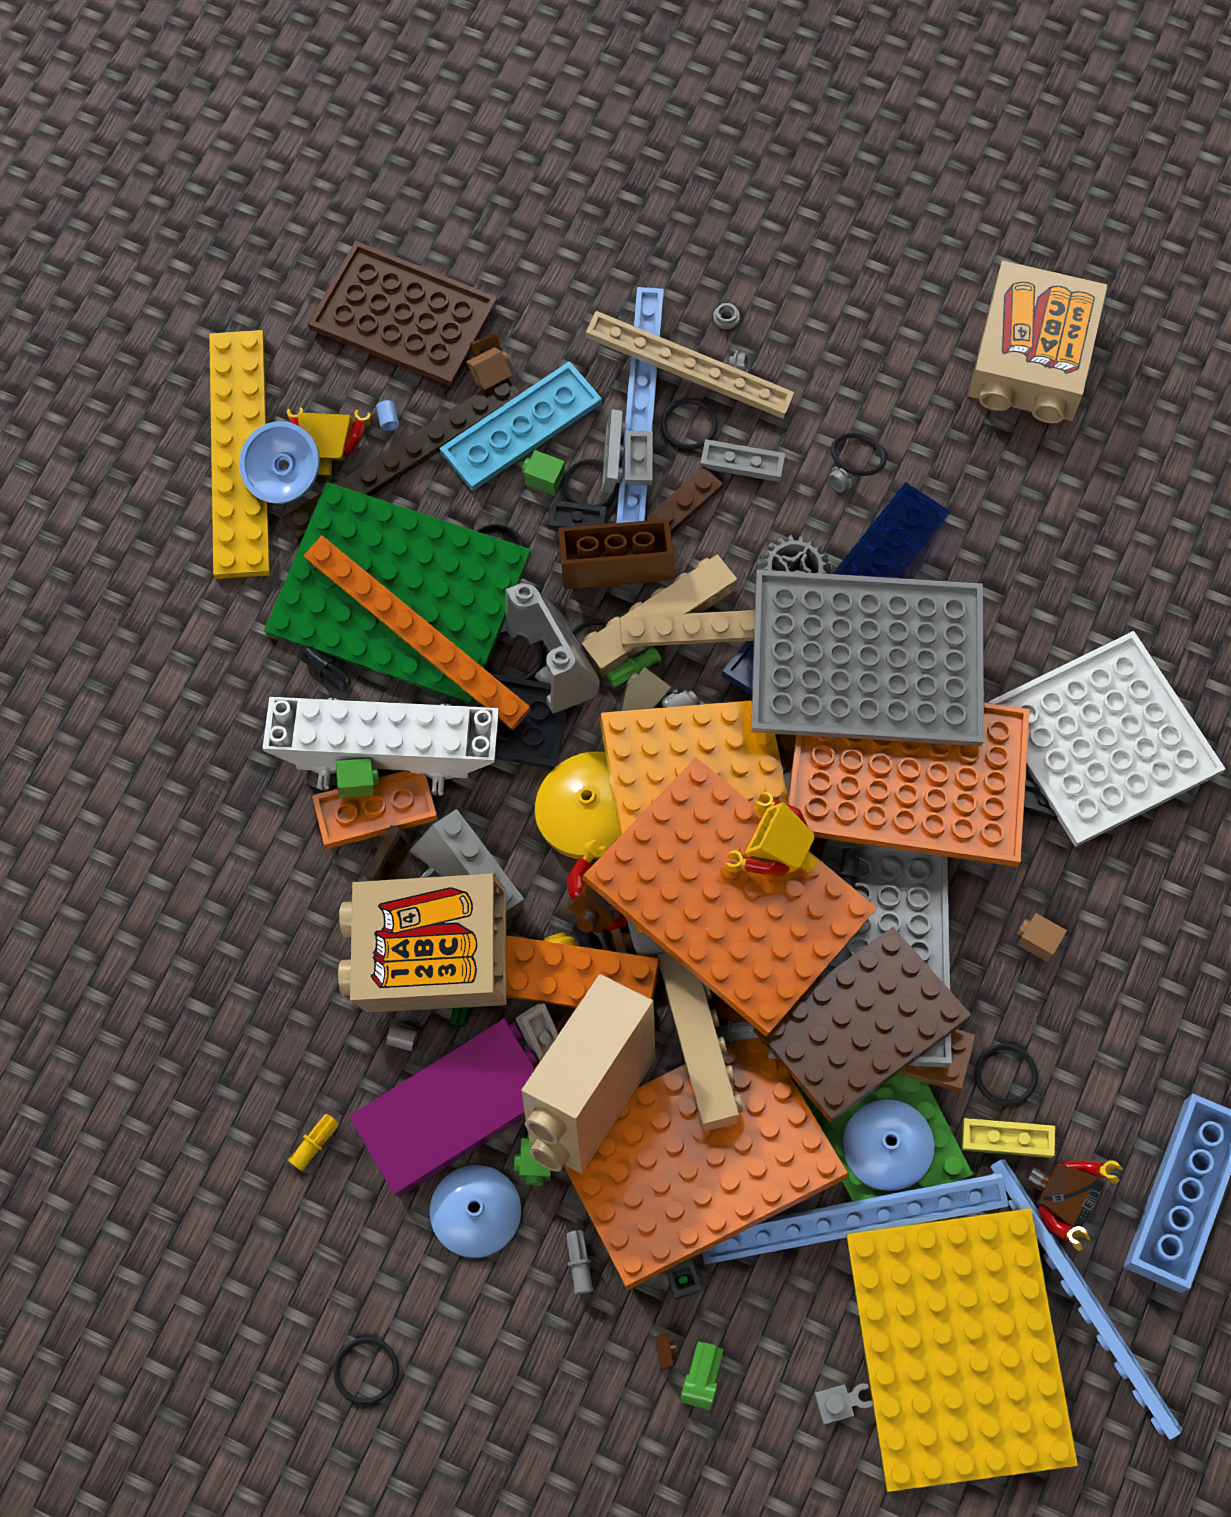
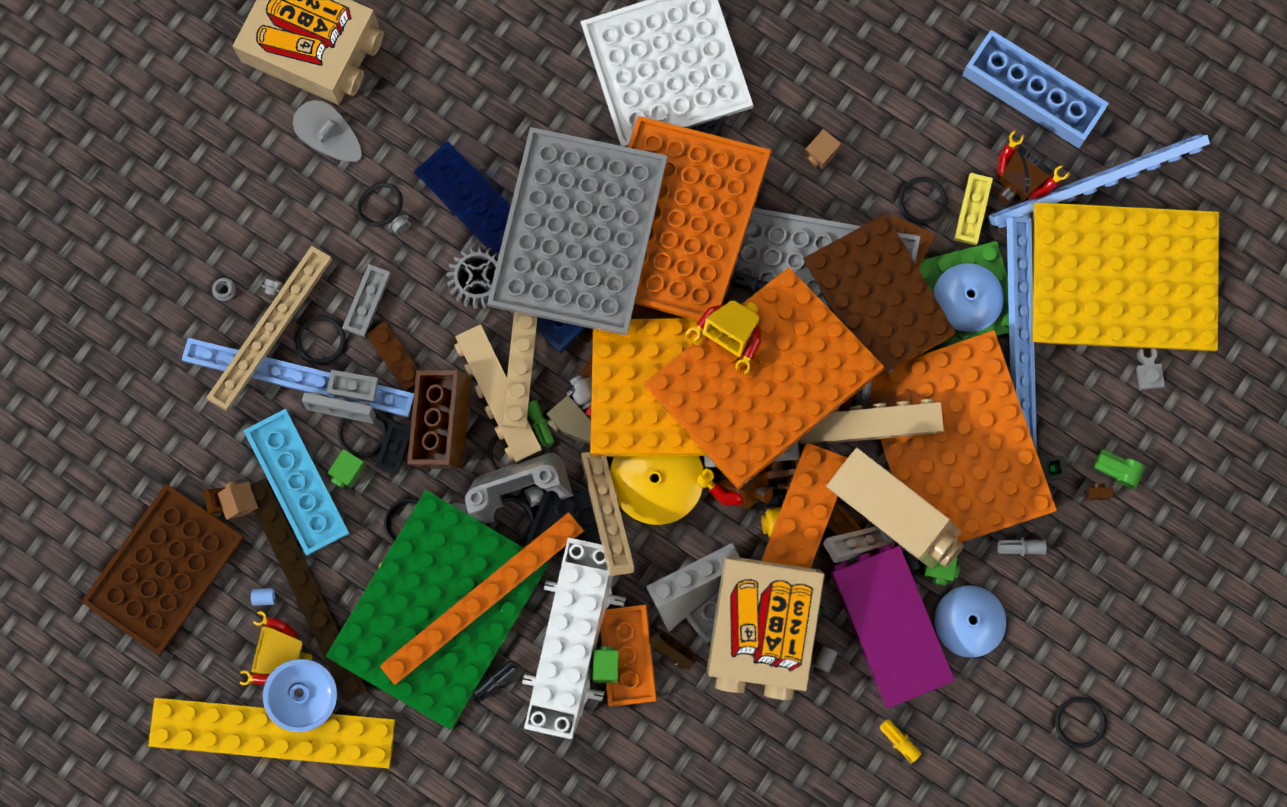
camera: 80 degrees left, 10 degrees up
(530, 748) = (607, 514): none -> tan plate
(933, 388) = (326, 131): none -> light grey shield

